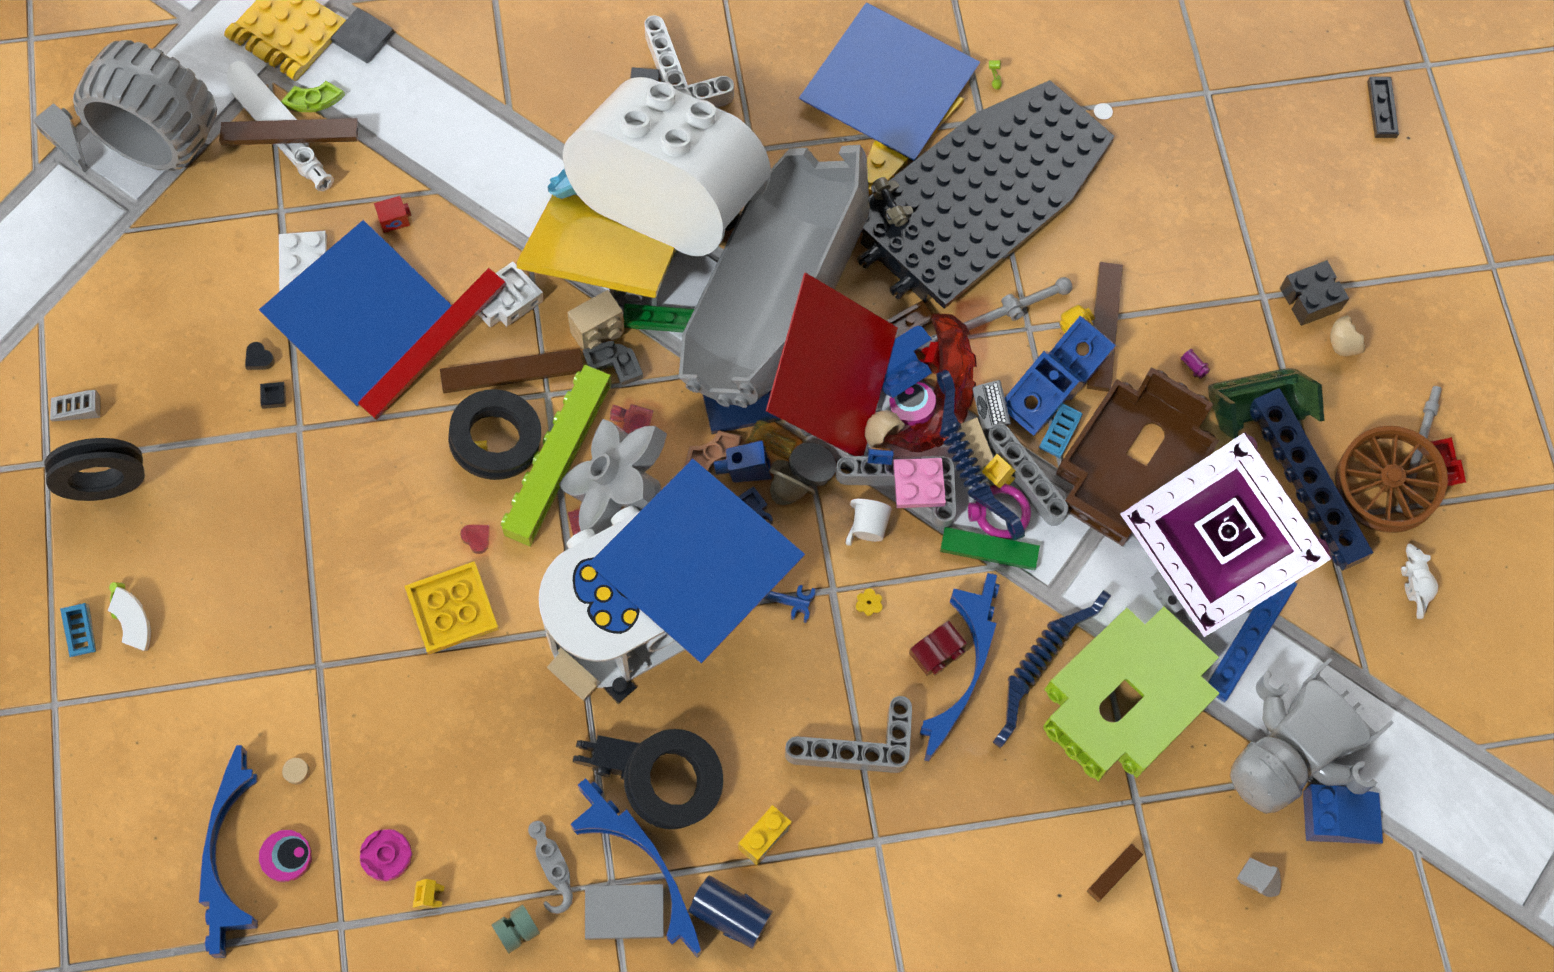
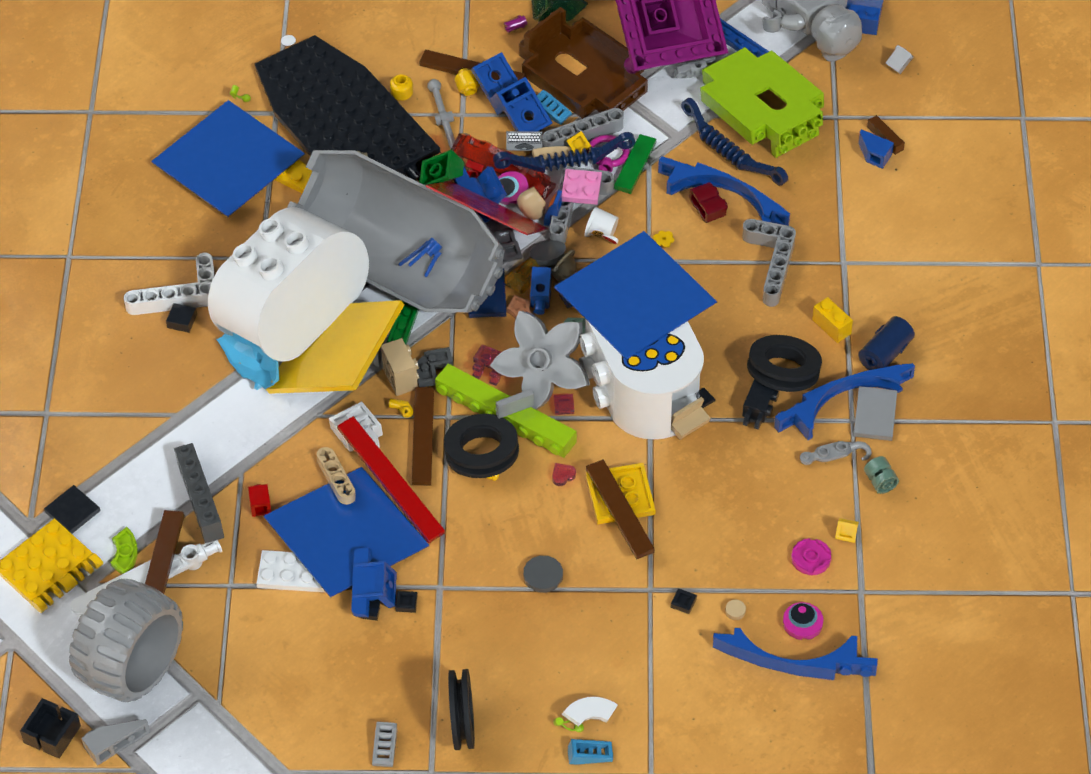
camera: 75 degrees left, 15 degrees down
(67, 67) = (47, 730): none -> black piece
(283, 350) = (371, 583): none -> blue plate
(302, 706) = (683, 601): none -> black tile
(325, 537) = (543, 574): none -> dark grey tile
(382, 147) = (199, 493): none -> dark grey brick
(418, 608) = (620, 509): none -> reddish brown tile
(436, 287) = (333, 476): none -> tan beam
(550, 457) = (514, 403): none -> light grey tile
(551, 342) = (403, 406): none -> yellow arm
(779, 322) = (431, 248): none -> blue plant
(898, 310) = (441, 168): none -> green slope
(1046, 247) = (401, 87): none -> yellow head
(1080, 860) = (875, 149): none -> blue slope

